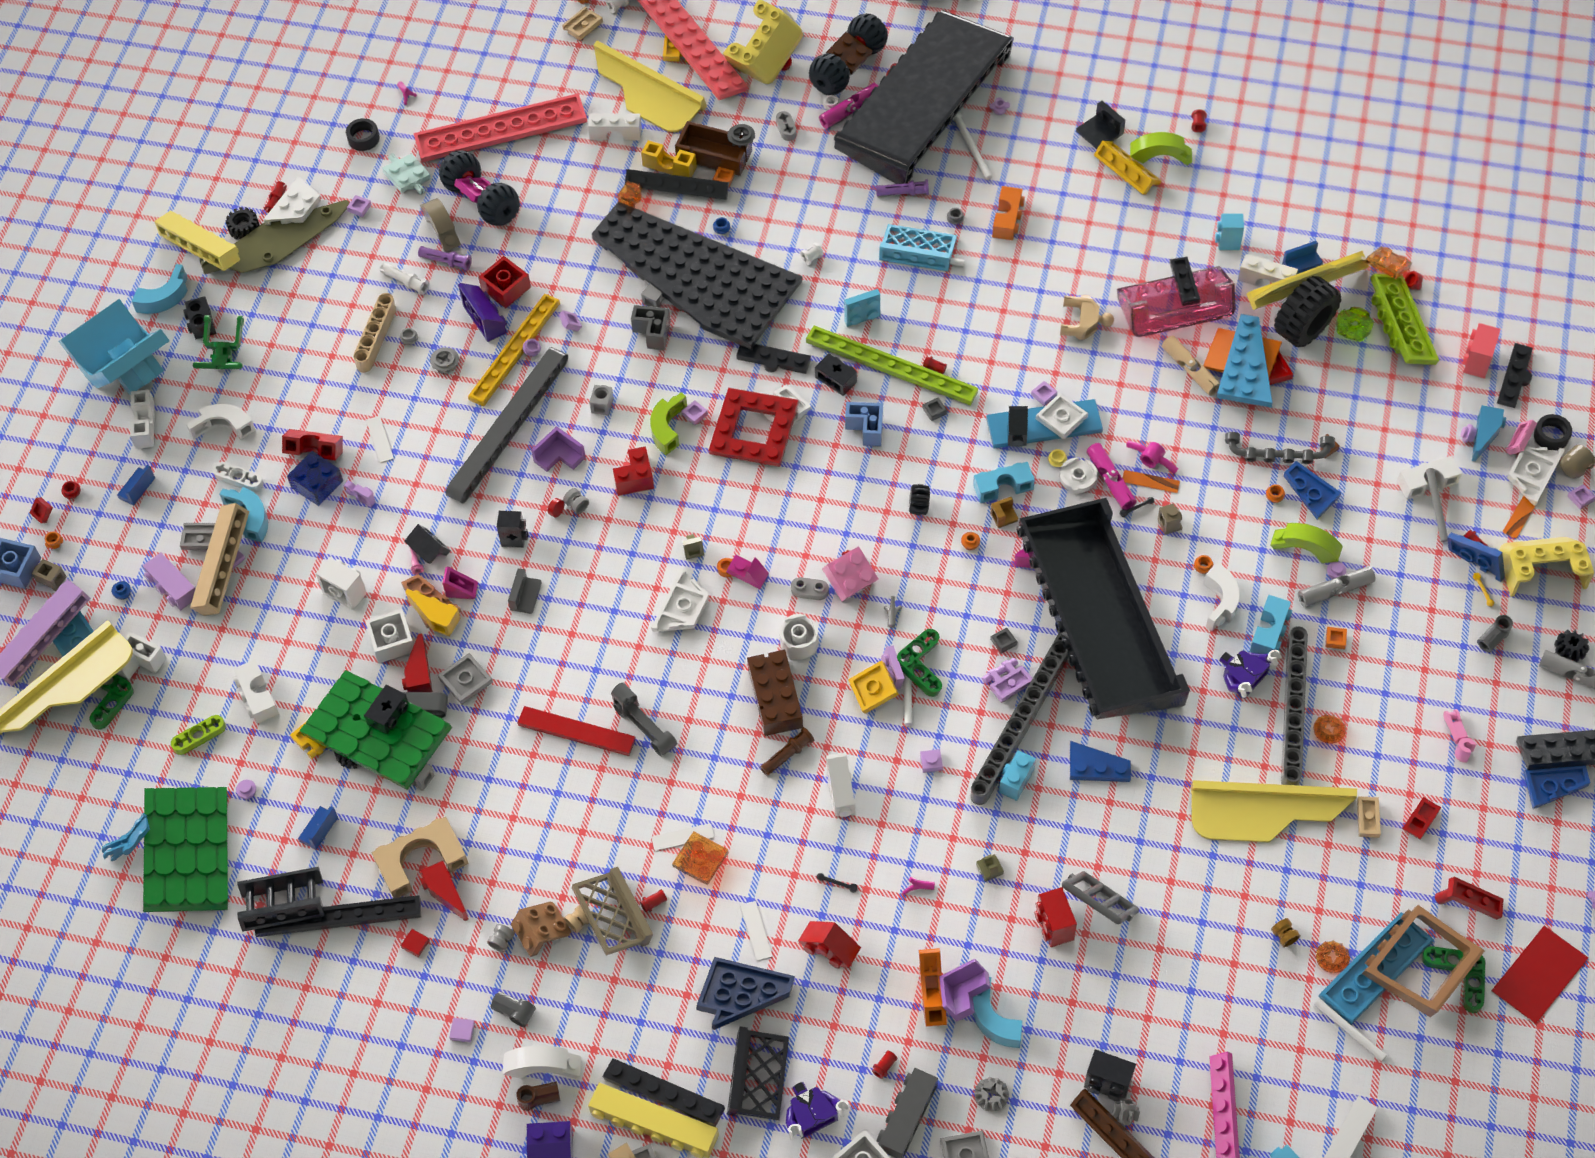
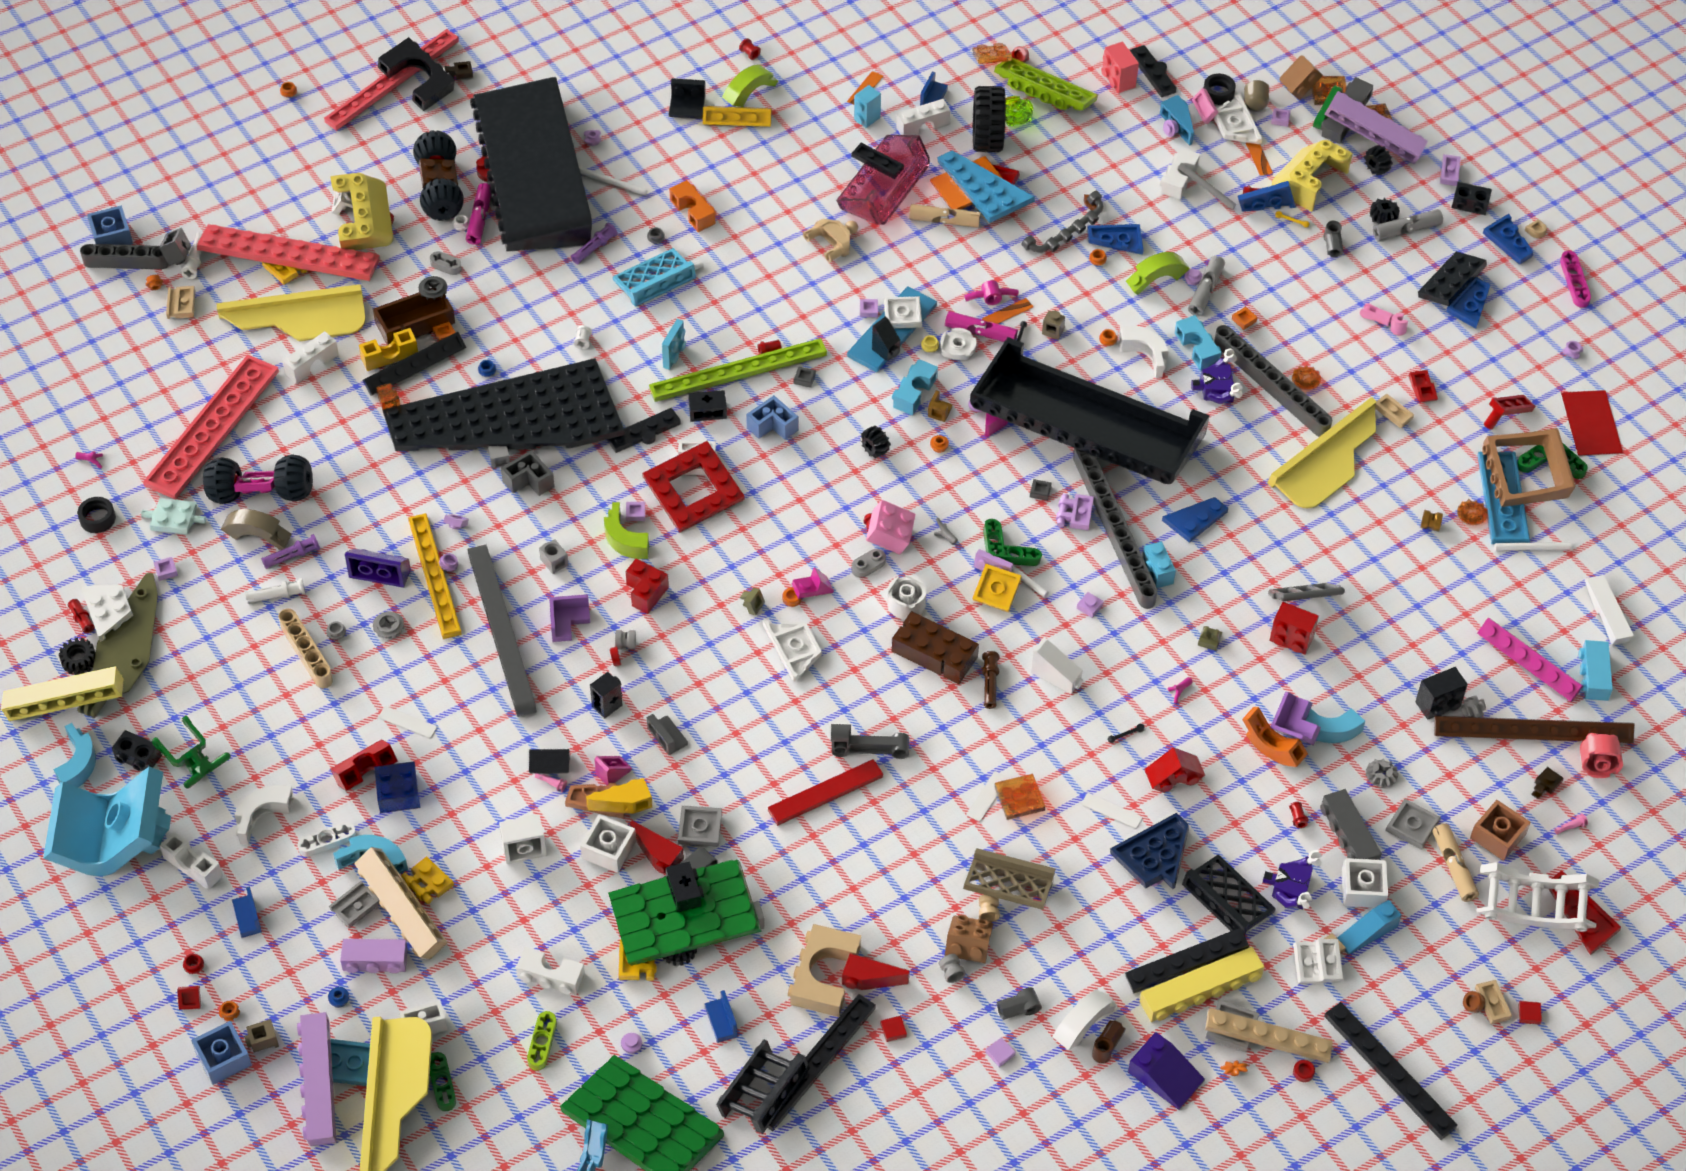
camera: 50 degrees left, 5 degrees down
(267, 559) = (431, 876): none -> yellow plate
(361, 493) = (450, 768): lavender plate -> none
(504, 282) = (369, 530): red brick -> none
(653, 900) = (1023, 849): red pin -> none
(1262, 216) = (872, 80): none -> orange sticker
(1329, 272) = (959, 100): light yellow piece -> none

